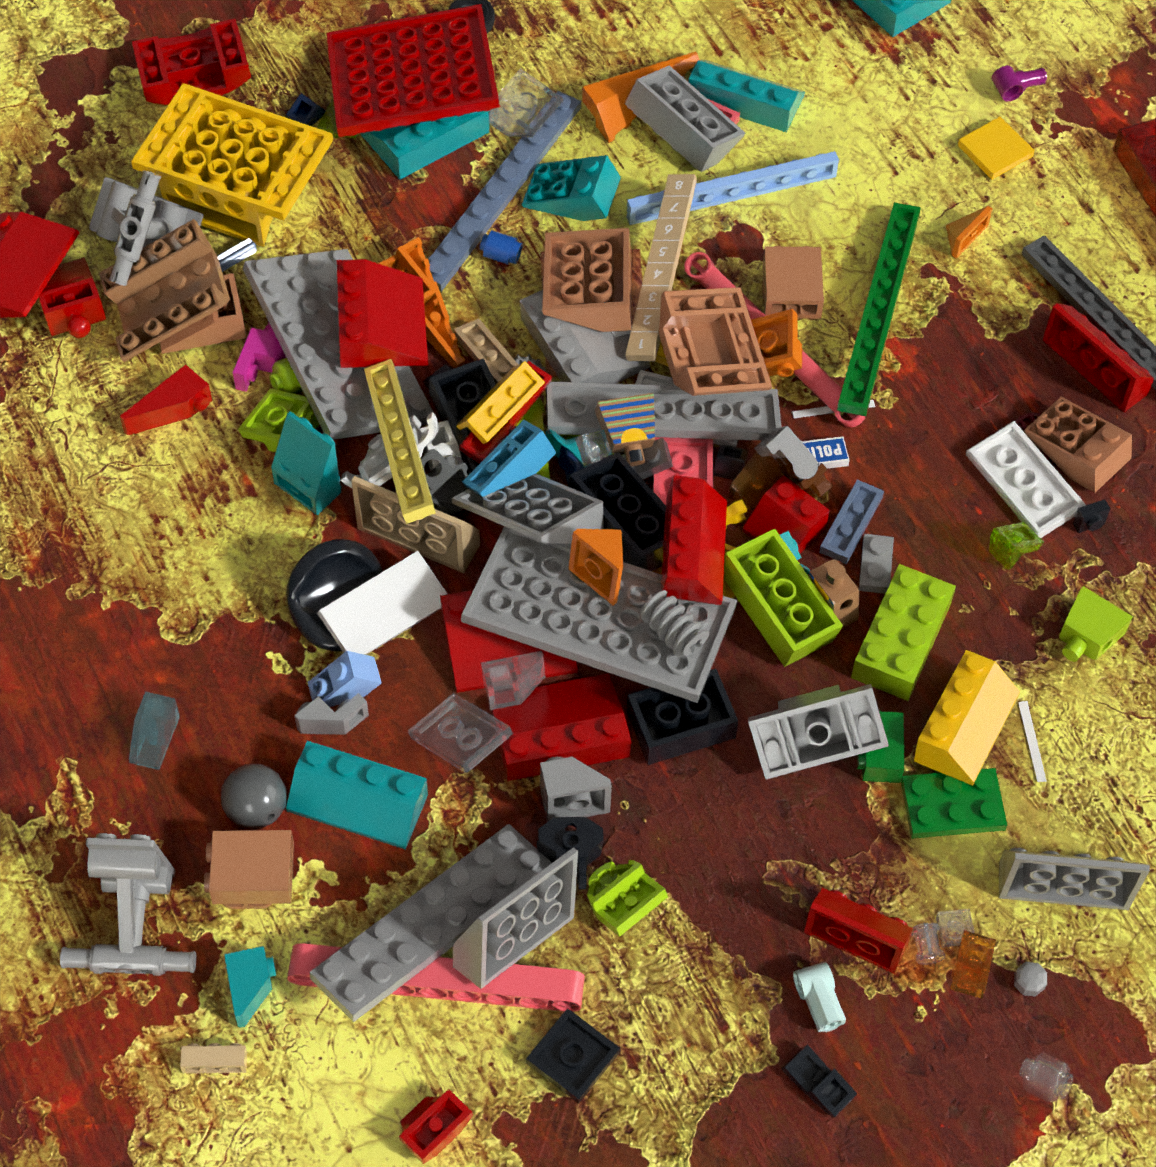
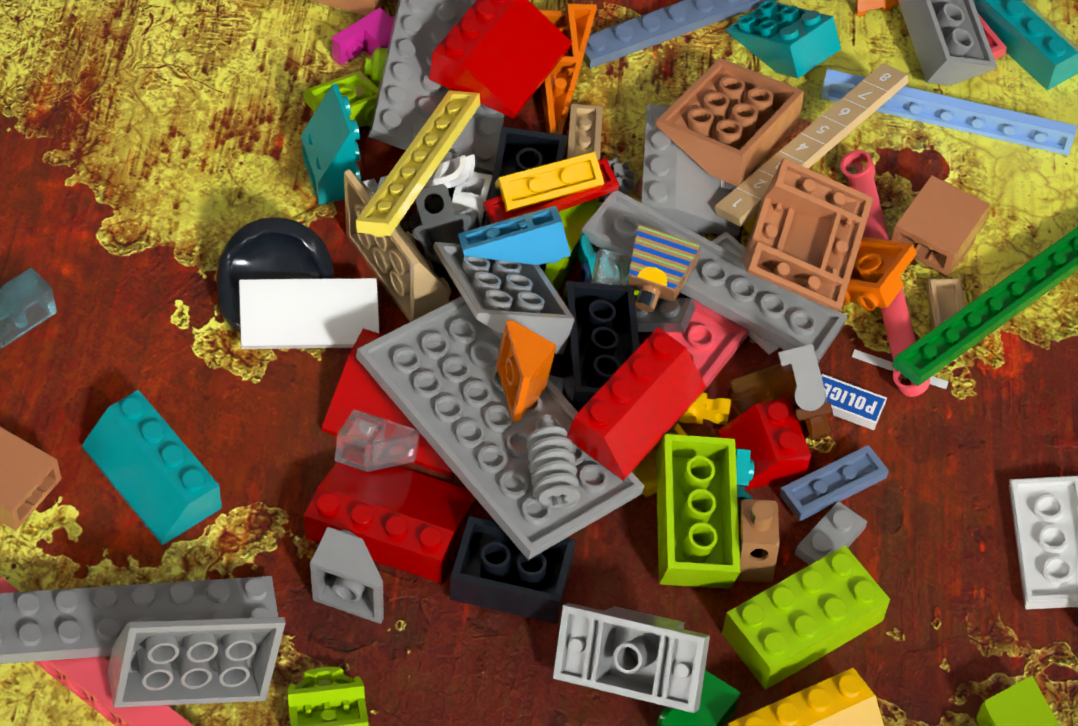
camera: 30 degrees right, 5 degrees down
(170, 402) = (259, 37): red slope -> none
(253, 796) = (55, 414): dark grey piece -> none
(319, 718) = (193, 394): light grey slope -> none
(345, 678) = (222, 359): light blue slope -> none
(460, 732) = (287, 464): clear tile -> none
(501, 247) = (674, 55): blue brick -> none
(587, 839) = (308, 632): black hinge -> none
(730, 461) = (751, 359): black slope -> none
(832, 342) = (944, 299): none -> tan tile
(1013, 541) = (990, 592): clear neon green slope -> none

